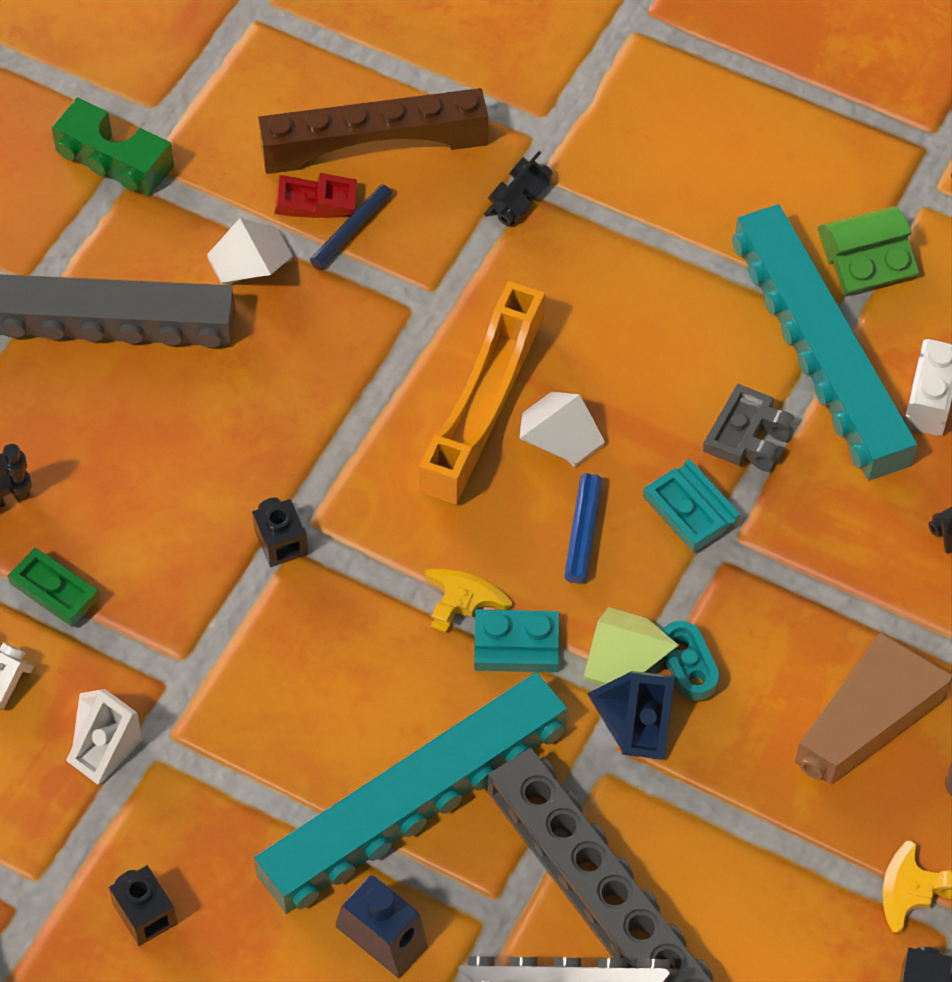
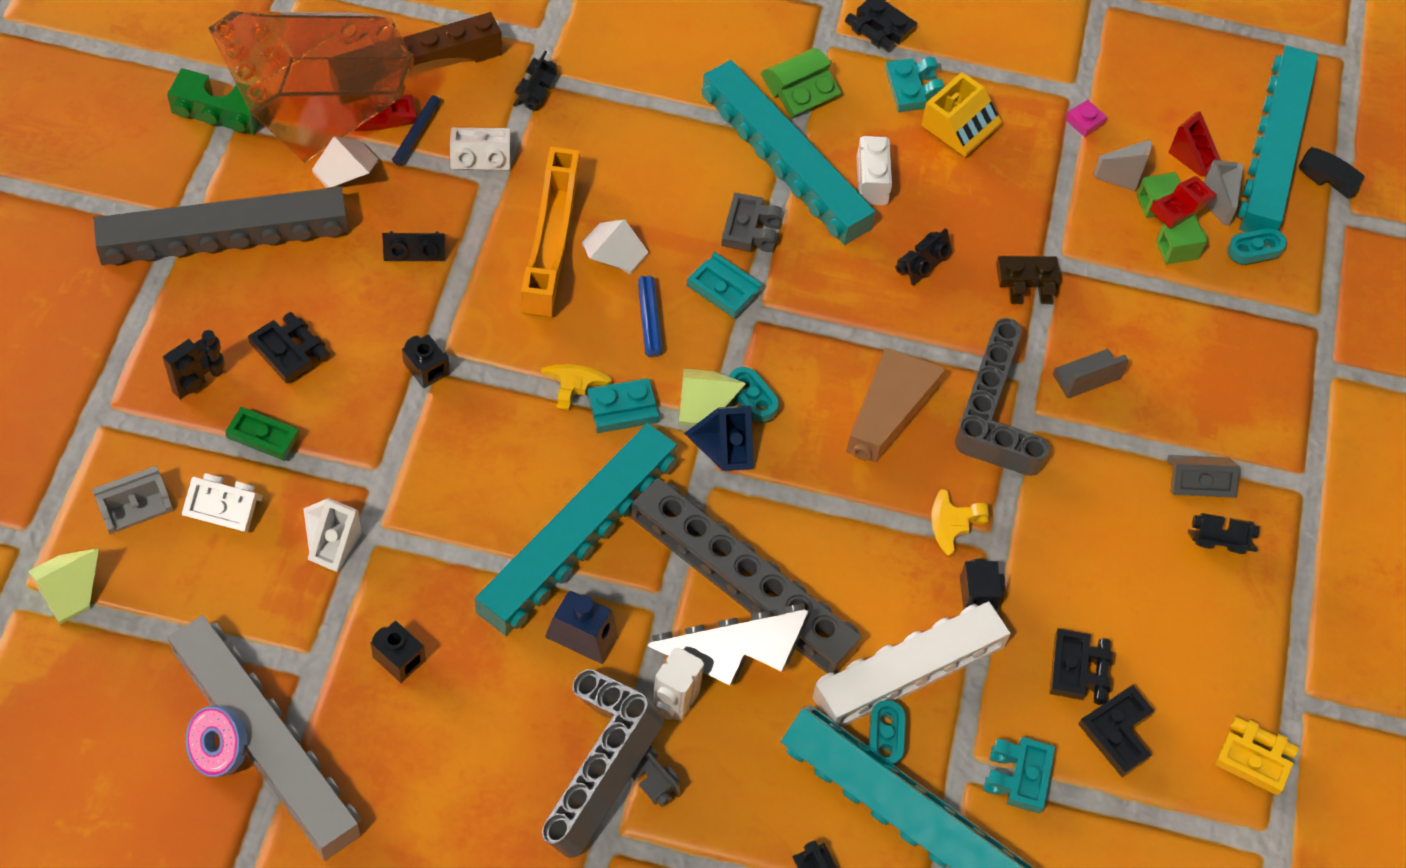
camera: 20 degrees left, 0 degrees up
(105, 486) = (282, 352): none -> black plate
(231, 130) = (313, 71): none -> clear orange windscreen
(305, 379) = (413, 246): none -> black hinge
(423, 264) = (480, 148): none -> white bracket

